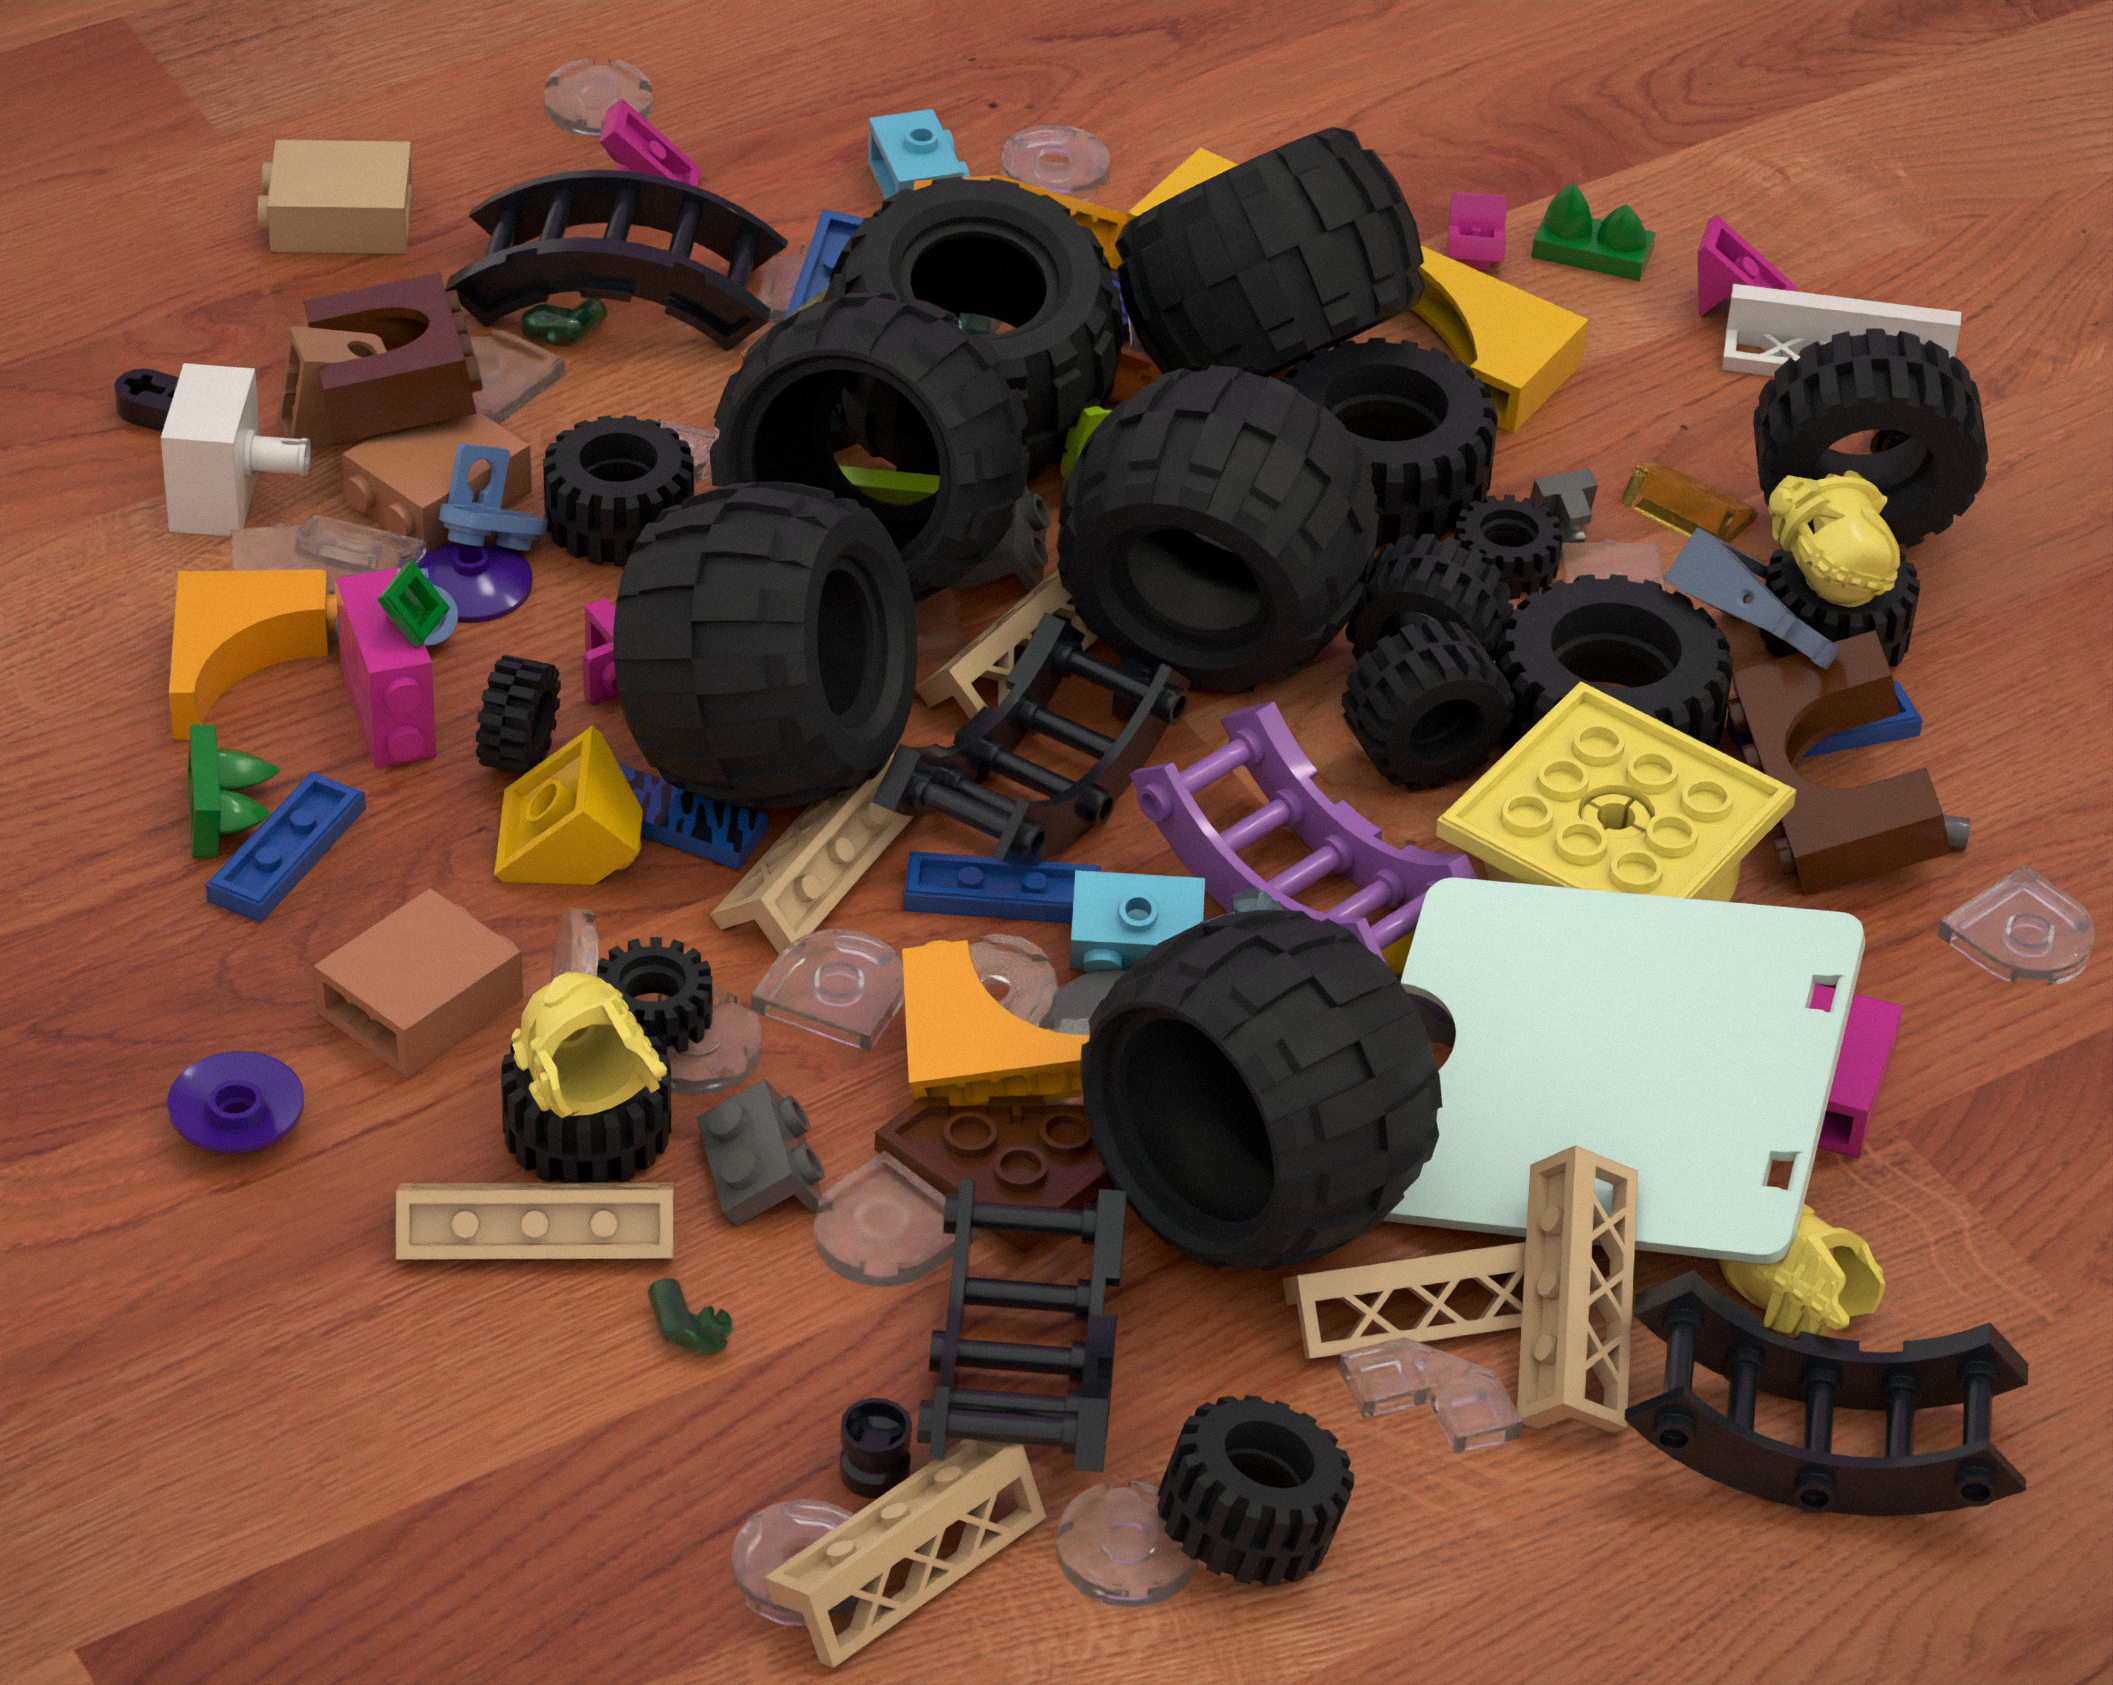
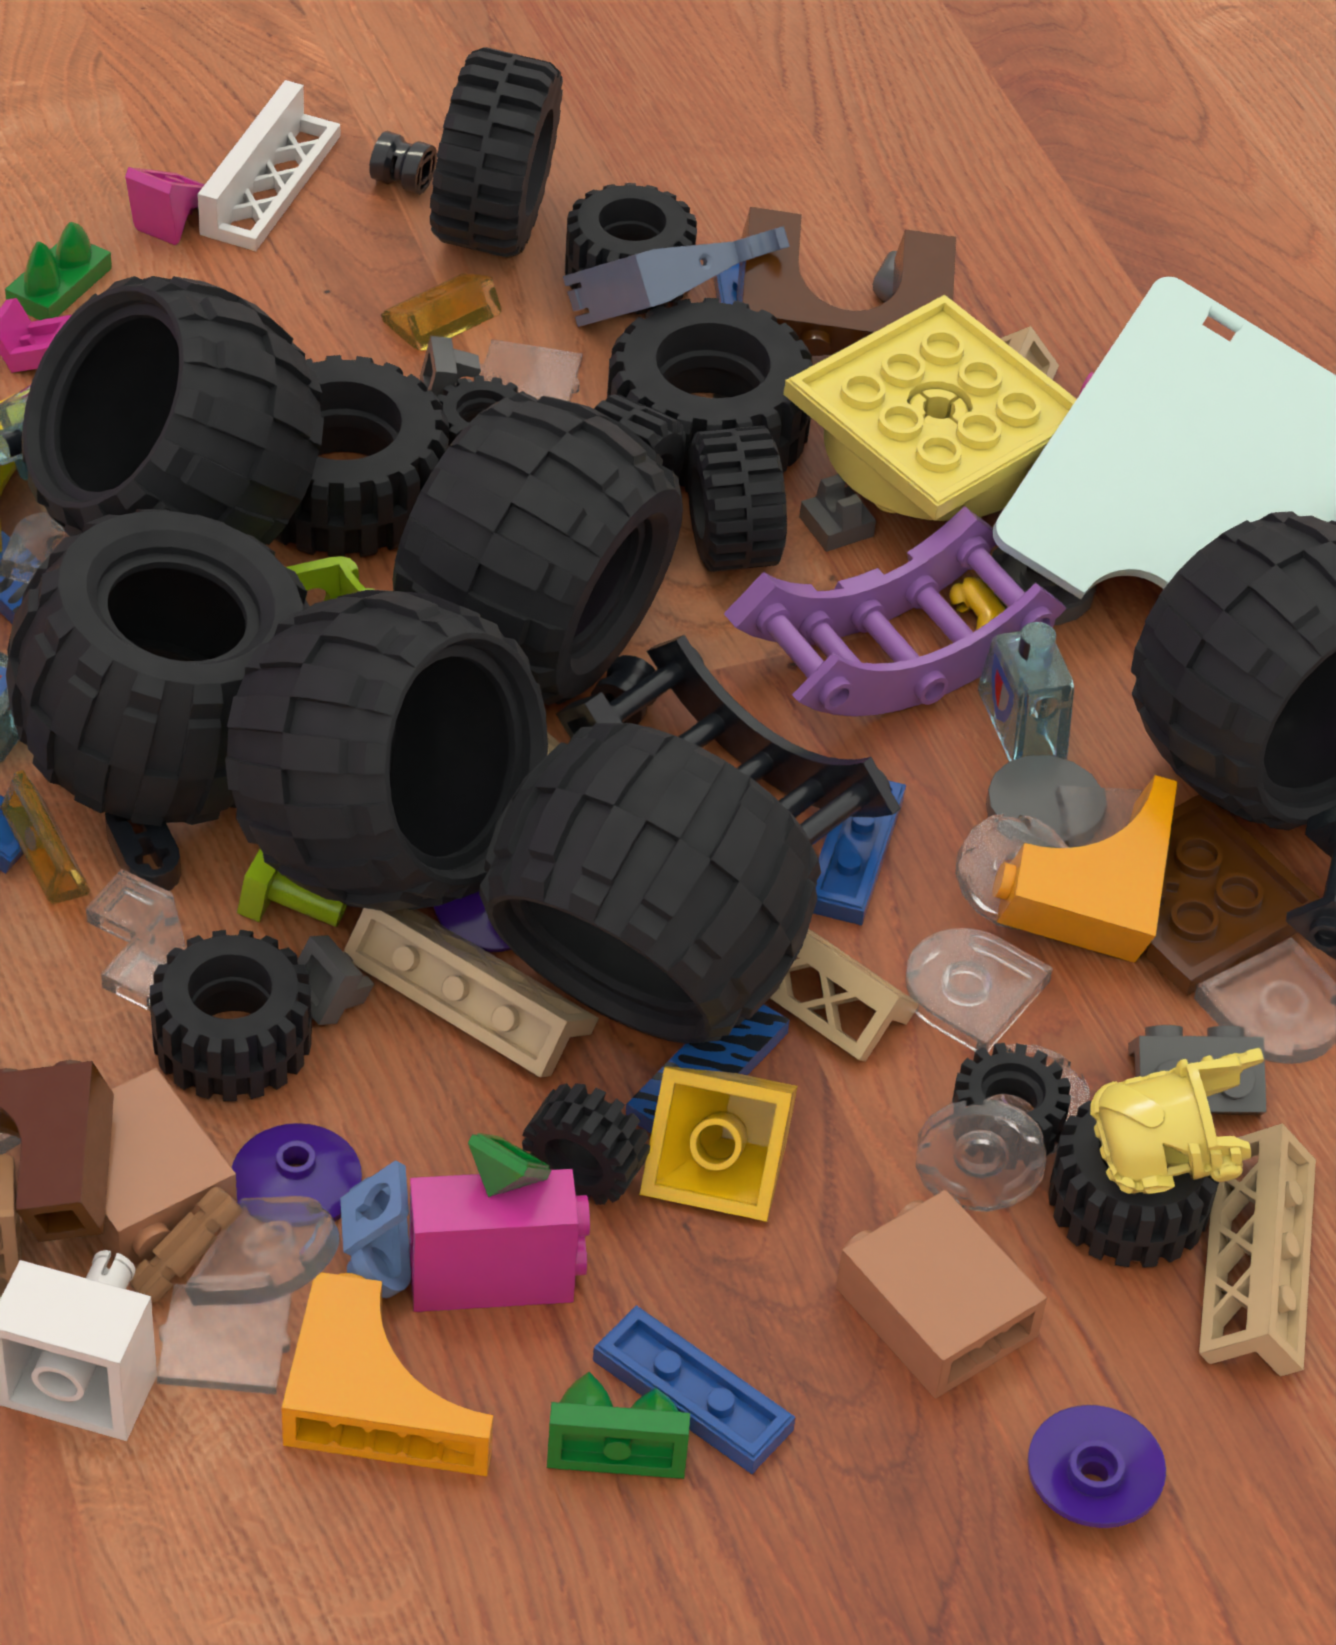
camera: 80 degrees left, 5 degrees up
(357, 505) = (185, 1244): none -> medium nougat axle
(470, 520) = (246, 1126): medium blue bracket -> none
(599, 657) = (474, 1062): dark pink bracket -> none
(1128, 915) = (953, 755): medium azure brick -> none
(1852, 545) = (631, 191): light yellow helmet -> none
(2023, 930) = (1012, 261): clear tile -> none

